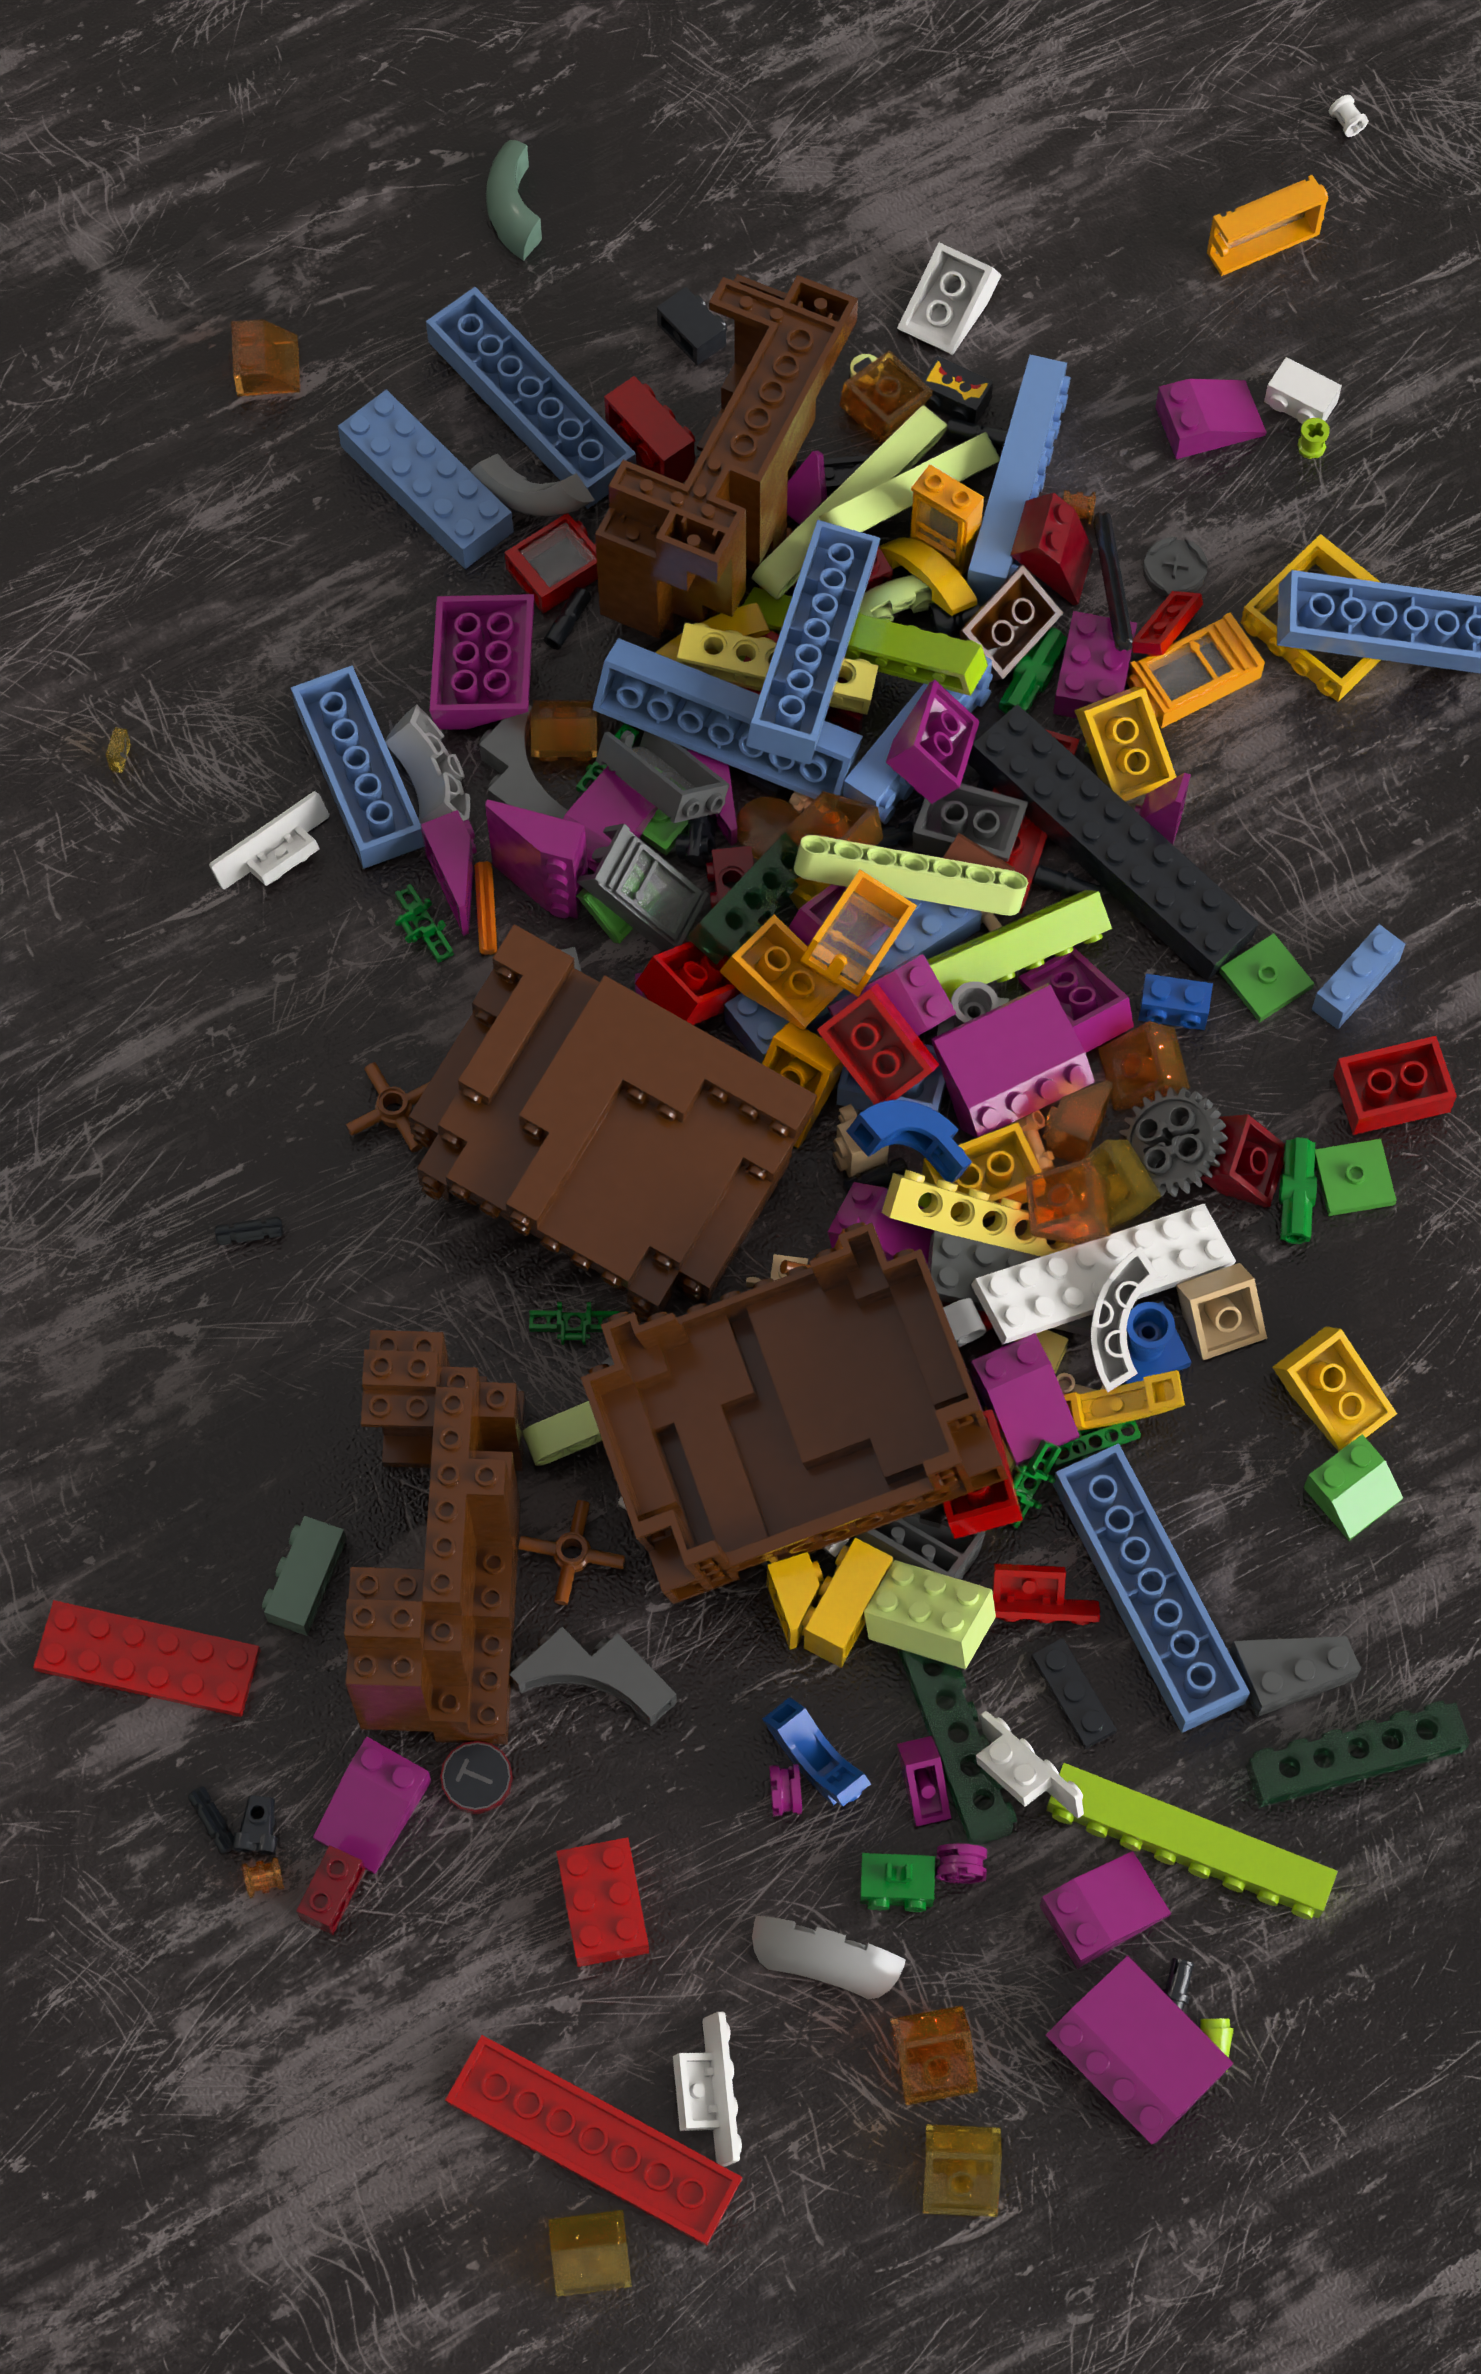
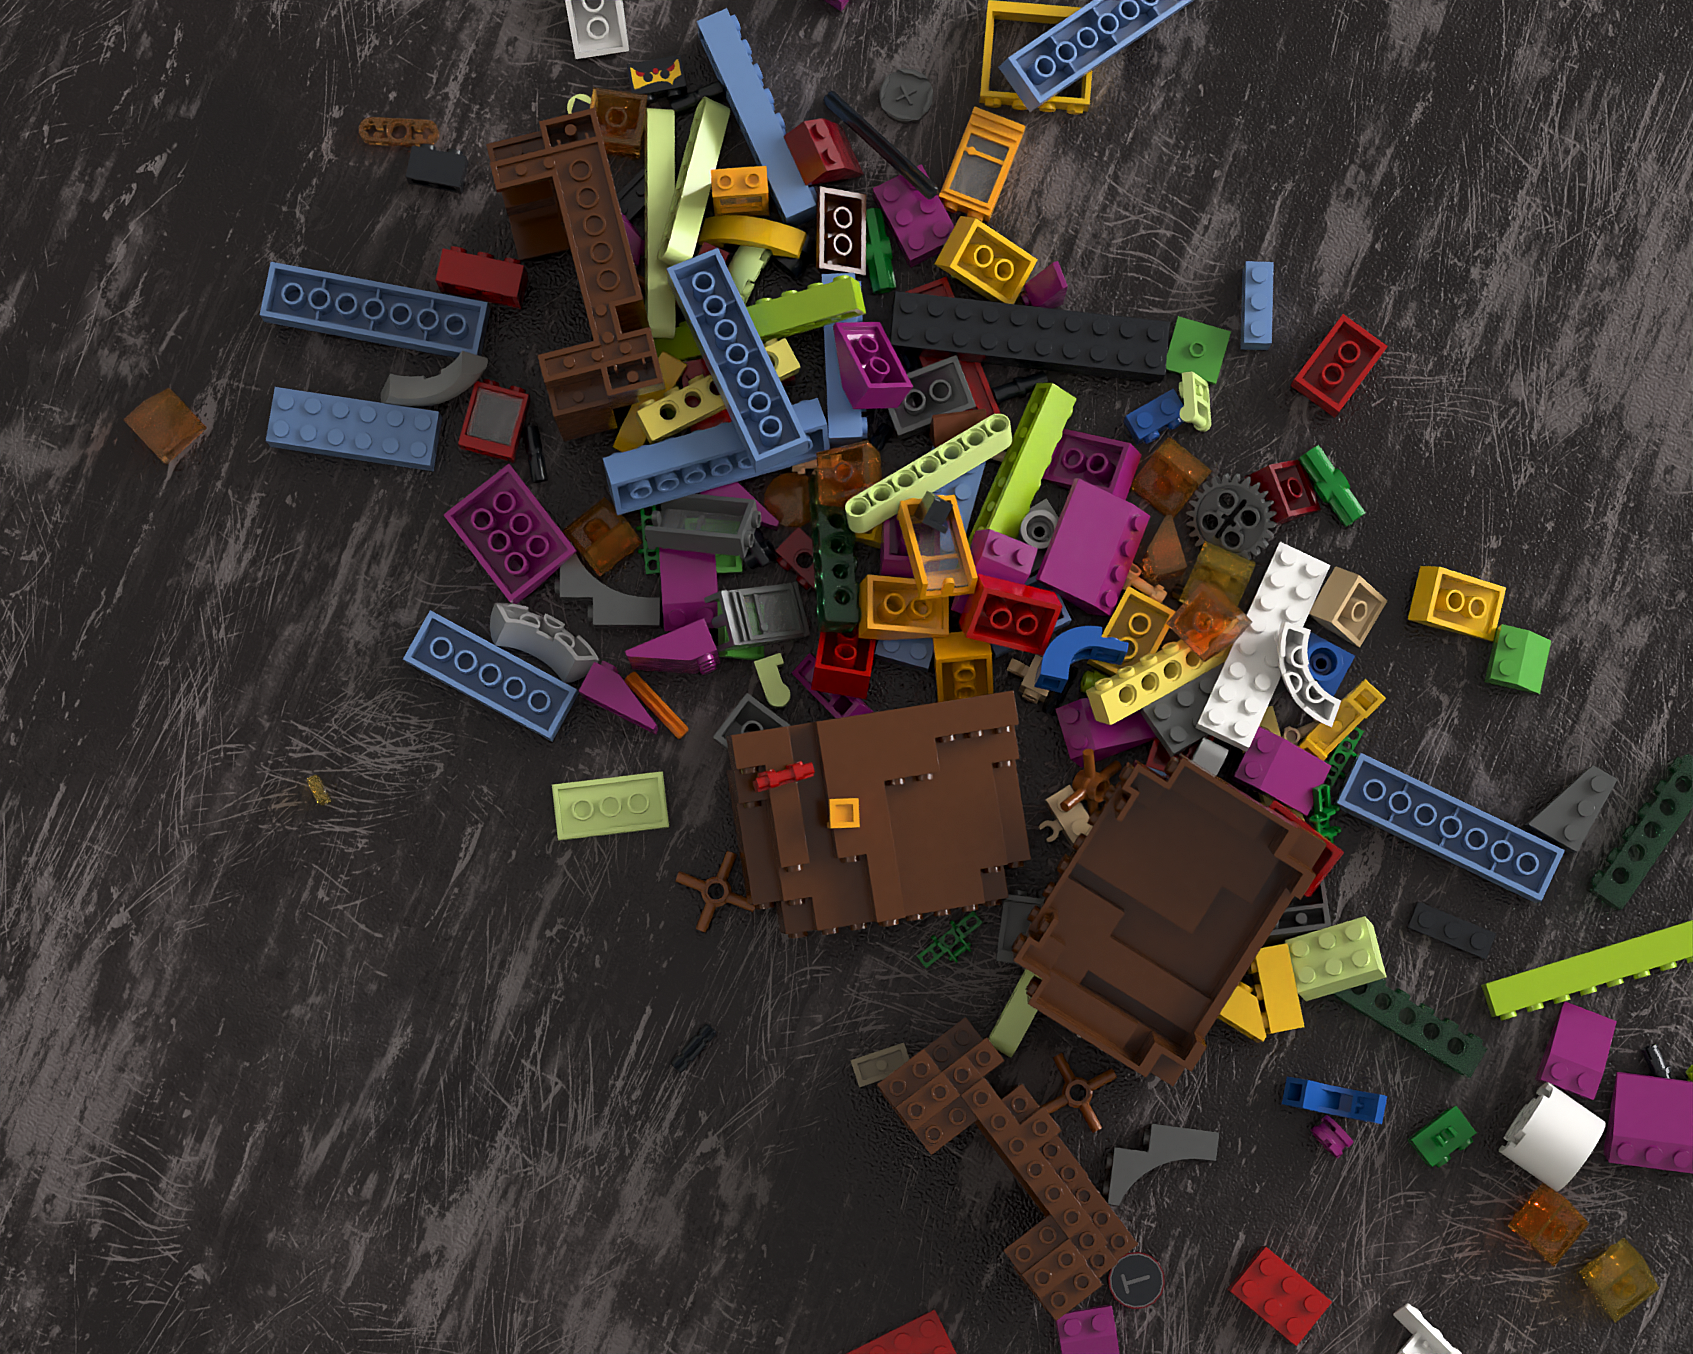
camera: 40 degrees left, 15 degrees up
(274, 846) = (484, 776): white bracket -> none
(304, 1575) = (924, 1243): sand green brick -> none
(365, 963) = (610, 806): none -> yellowish green tile
(413, 909) = (630, 754): green piece -> none
(512, 219) = (241, 183): sand green brick -> none
(527, 990) = (792, 773): none -> red plate
(556, 1069) = (843, 813): none -> light orange panel
(613, 955) = (775, 691): none -> yellowish green leg
(681, 263) = (378, 137): none -> clear orange beam
(825, 1957) = (1439, 1220): light grey brick -> none
(884, 900) = (933, 511): none -> black panel
(924, 1780) = (1407, 1060): magenta slope -> none
(961, 1863) = (1473, 1095): magenta wheel -> none
(1006, 1959) = (1552, 1137): none -> white brick
(1021, 1770) = (1464, 1012): white bracket -> none
(1038, 1595) = (1383, 889): red bracket -> none
(1082, 504) = (808, 101): clear orange bush -> none
(1167, 623) = (939, 146): red plate -> none
(1234, 1008) = (1196, 401): none -> yellowish green plate
(1354, 1177) = (1358, 446): bright green plate -> none

